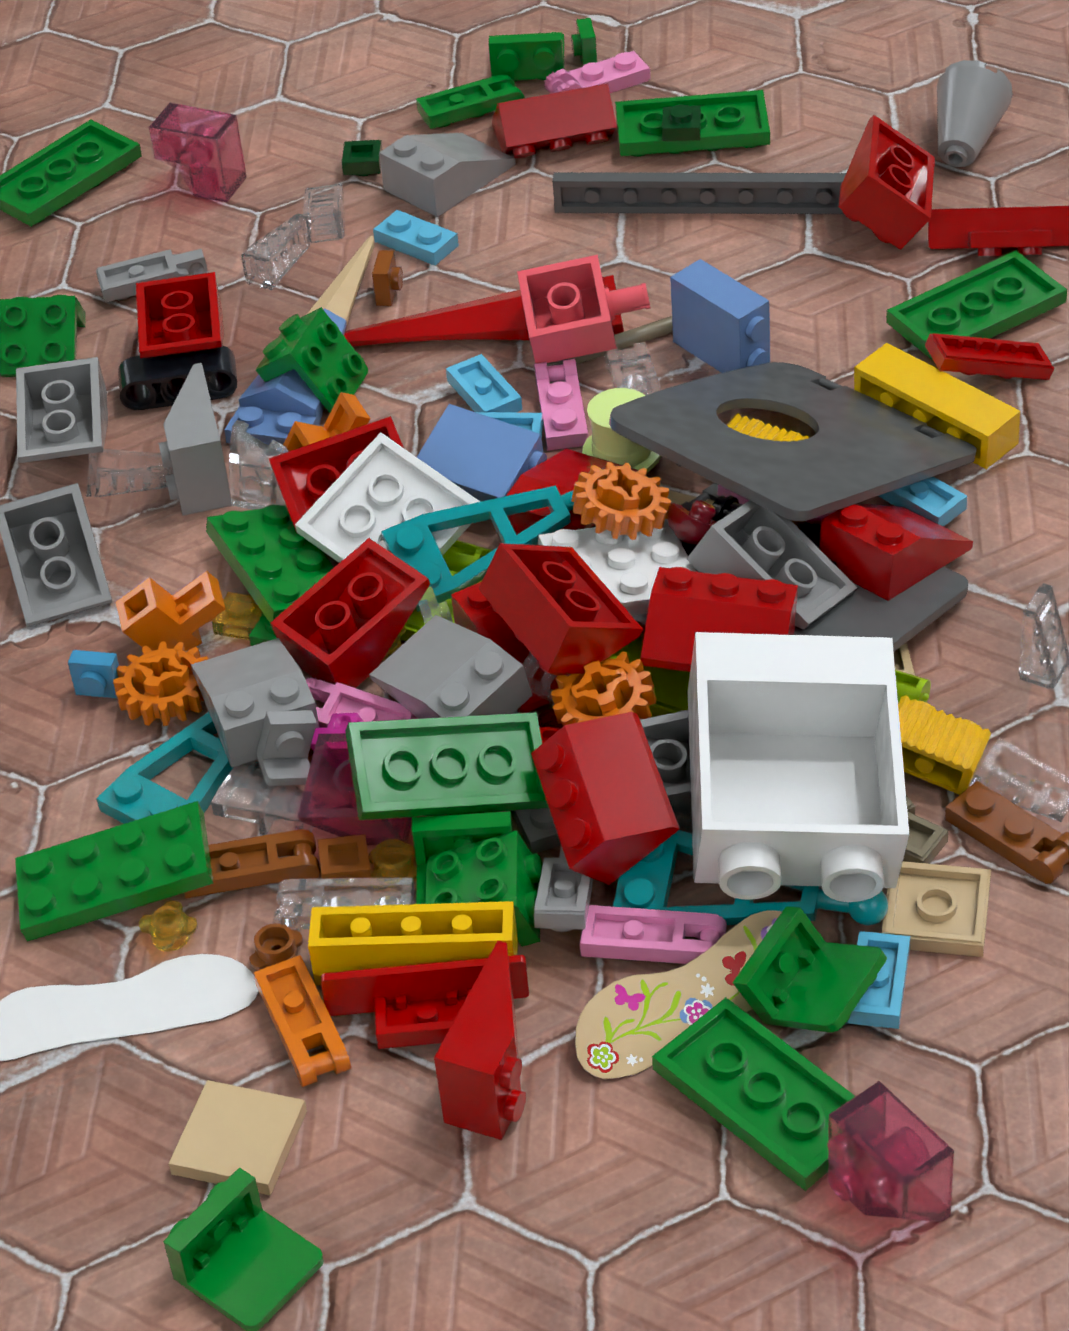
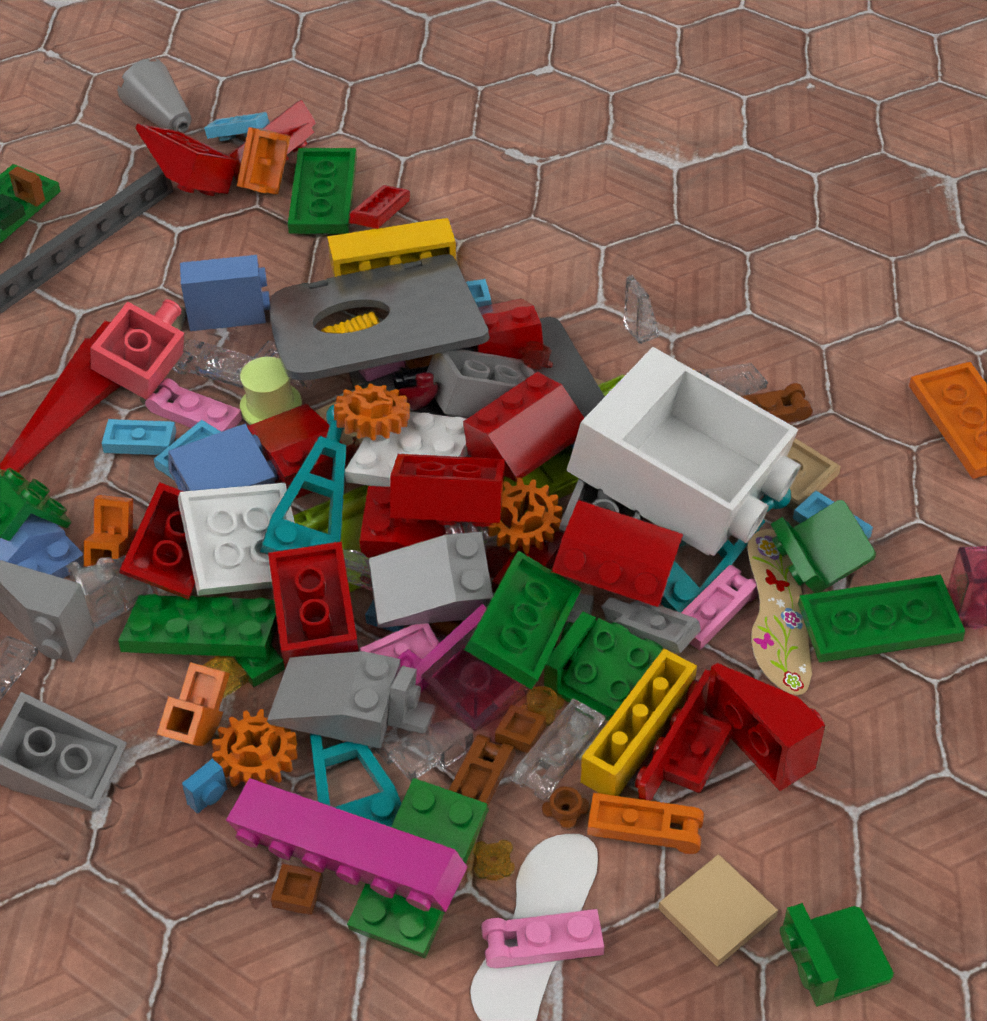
camera: 60 degrees left, 5 degrees up
(29, 802) = (296, 889): none -> dark orange plate
(78, 798) = (348, 845): none -> dark pink brick
(102, 1013) = (543, 938): none -> bright pink plate
(729, 113) = (27, 186): none -> dark orange plate
(863, 587) = (536, 355): none -> clear red plate
(949, 233) = (263, 160): none -> orange hinge
(997, 190) = (228, 127): none -> medium azure plate

